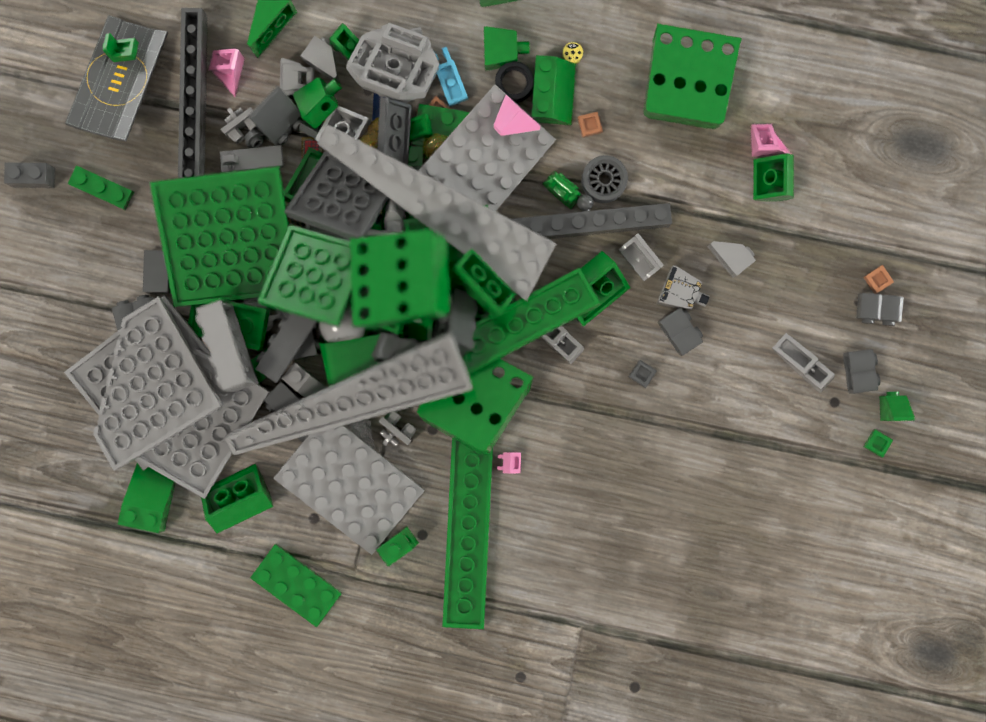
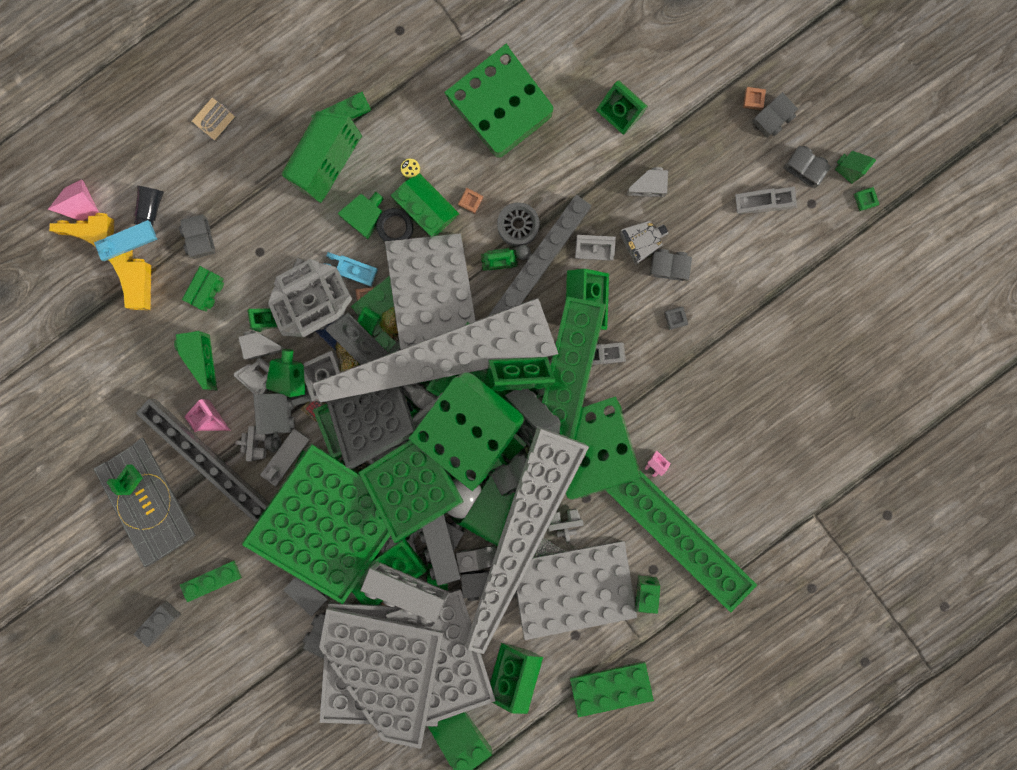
camera: 45 degrees left, 0 degrees up
(513, 119) = (422, 250): bright pink slope -> none
(765, 141) = (591, 90): bright pink slope -> none

